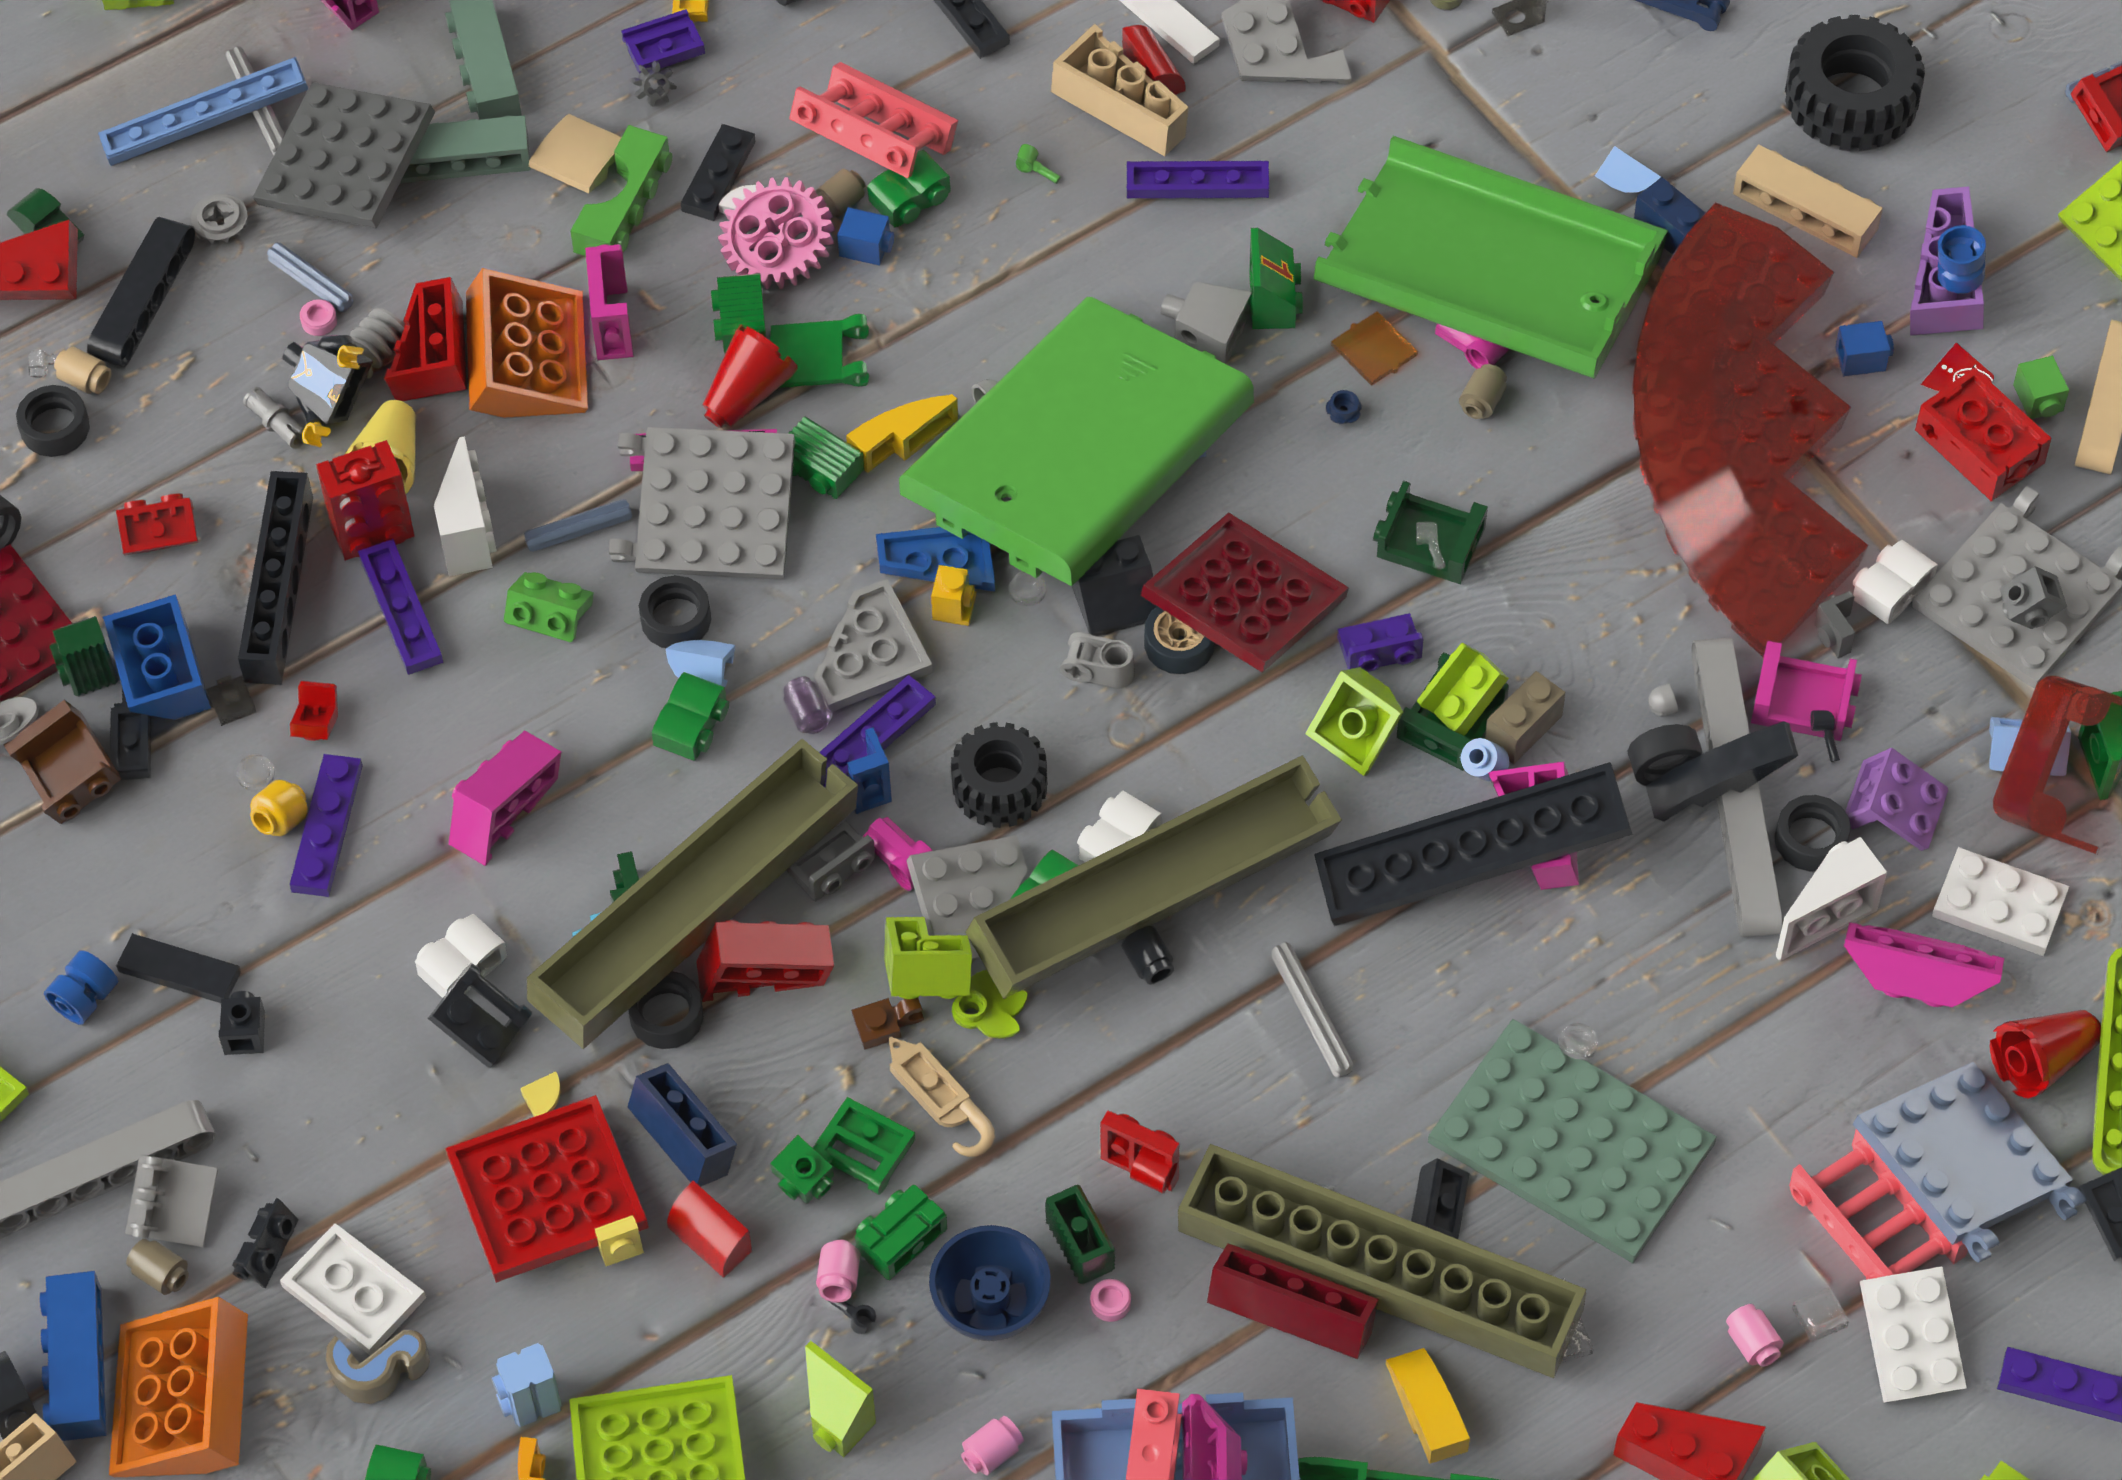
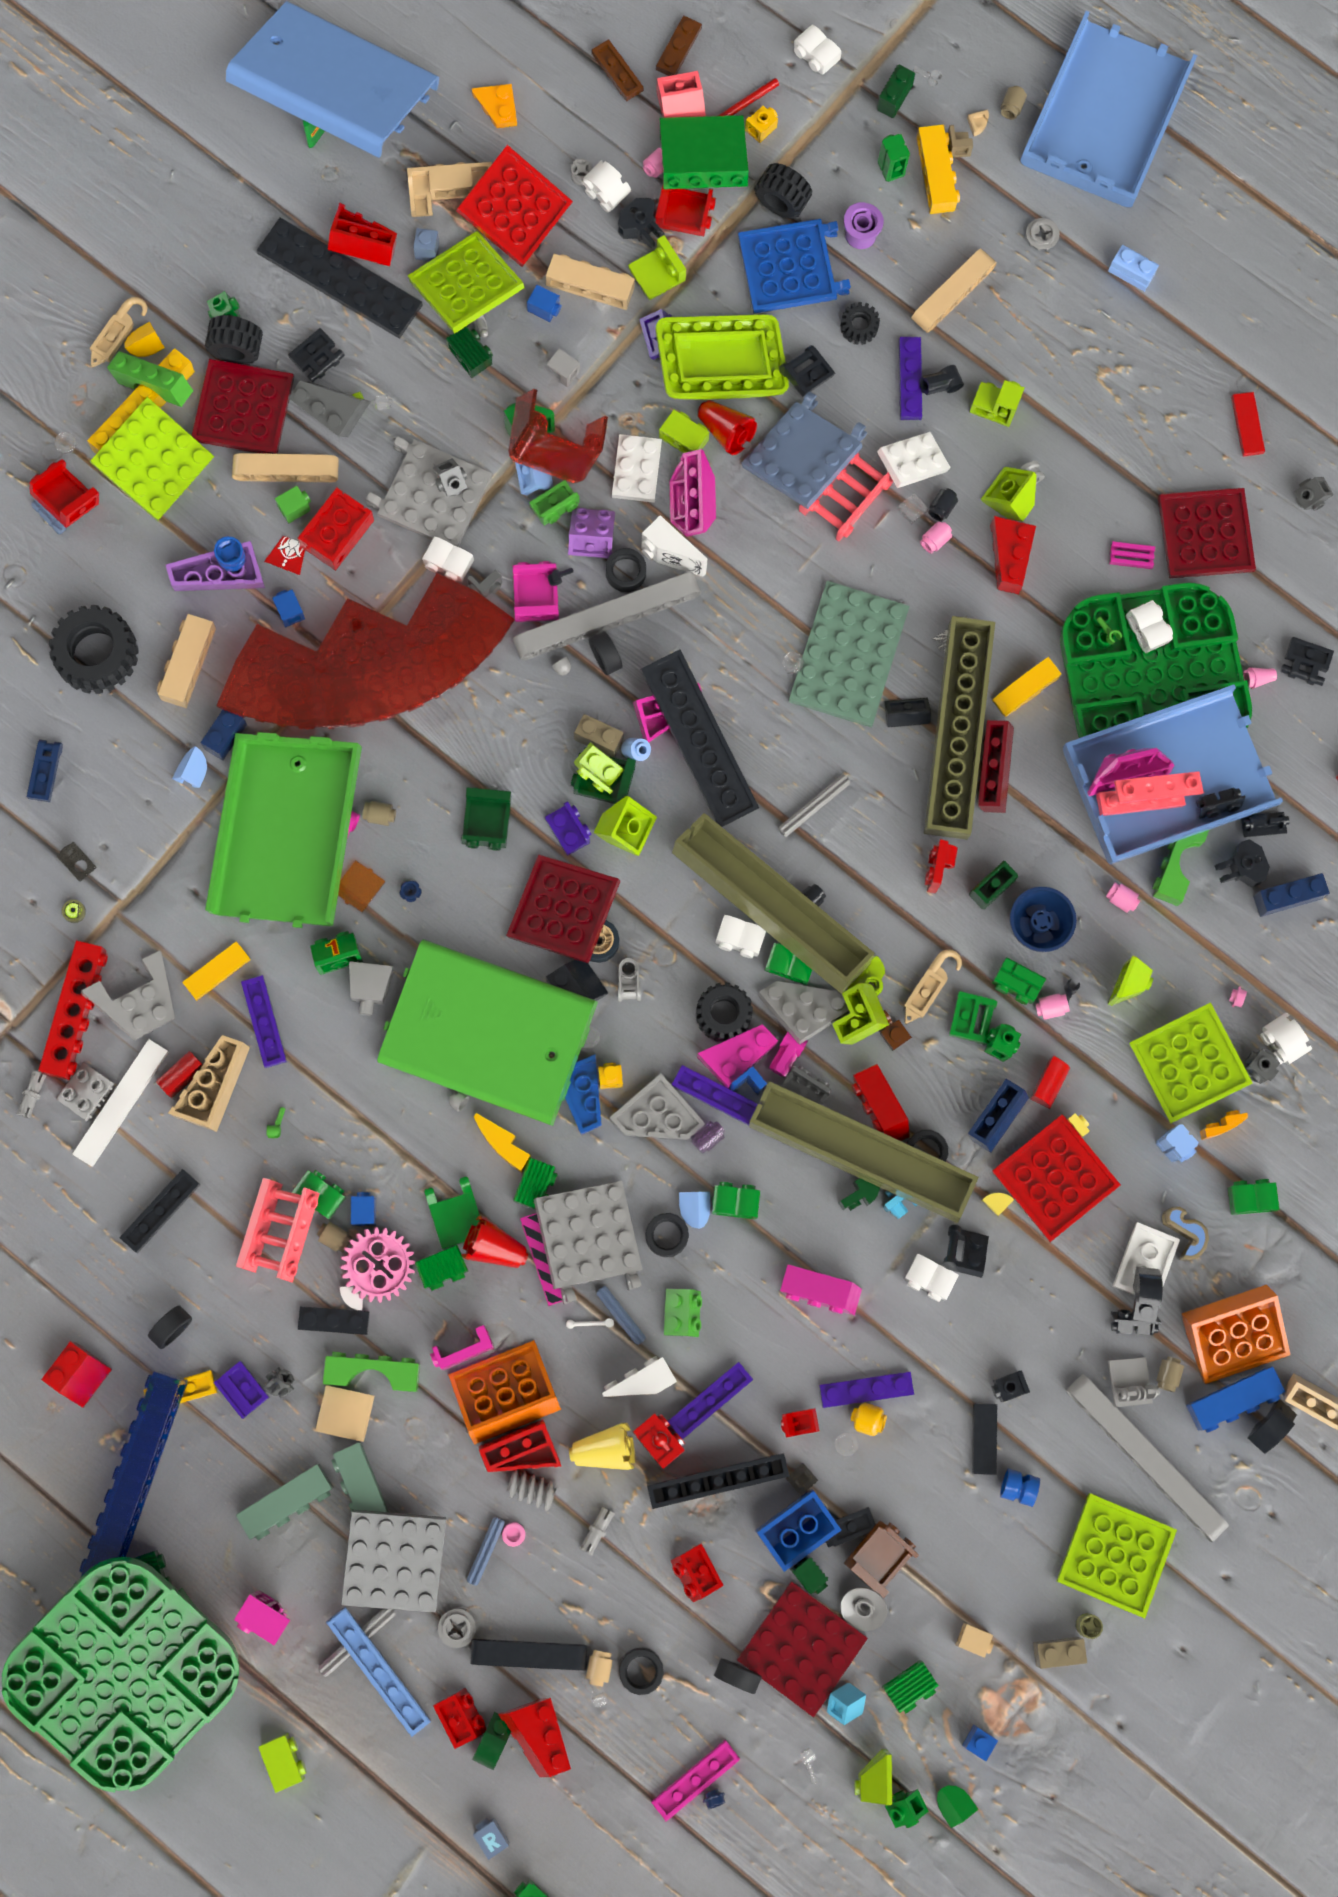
camera: 115 degrees left, 20 degrees up
(96, 194) = (460, 1718): none -> red bracket
(301, 1248) = (1148, 1294): none -> black brick
(326, 381) = (573, 1503): torso -> none
(592, 459) = (608, 1323): none -> white hinge
(923, 778) = (737, 1055): none -> dark pink wedge
(1110, 1300) = (1018, 862): bright pink tile -> none
(1297, 142) = (216, 971): none -> yellow tile
(1428, 534) = (489, 818): clear hand -> none
(1726, 767) = (611, 616): black slope -> none
(1815, 1365) = (943, 504): none -> black brick
(1960, 757) = (554, 503): none -> bright green bracket
(2046, 981) = (683, 433): none -> lime brick
(2062, 1443) = (945, 380): none -> black piece

